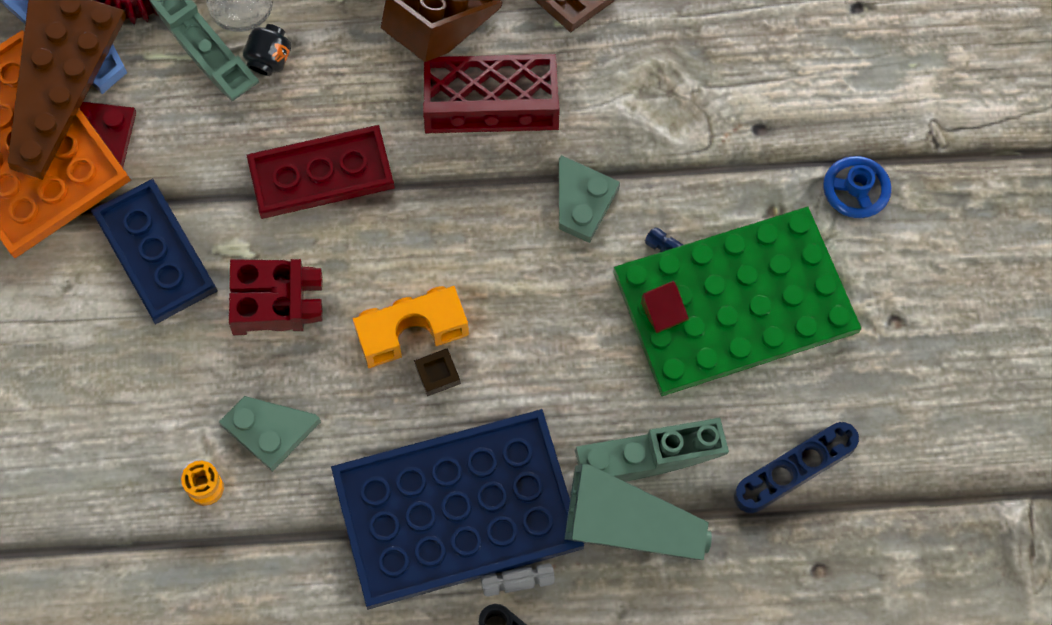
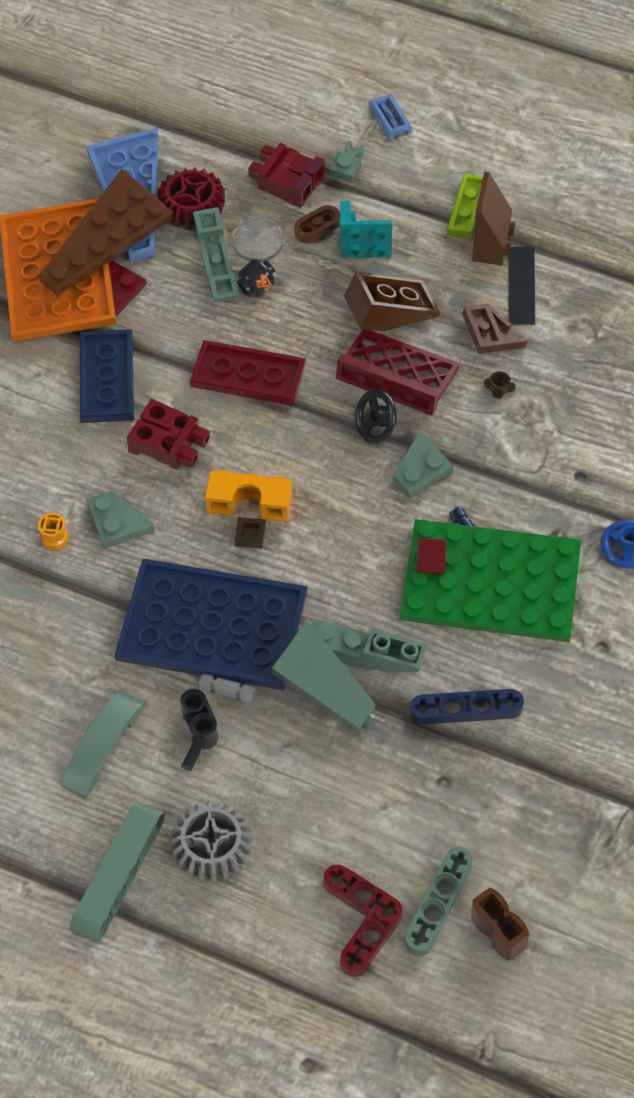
camera: 30 degrees right, 10 degrees down
(517, 156) = (378, 416): none -> black piece
(614, 51) = (499, 378): none -> dark brown plate

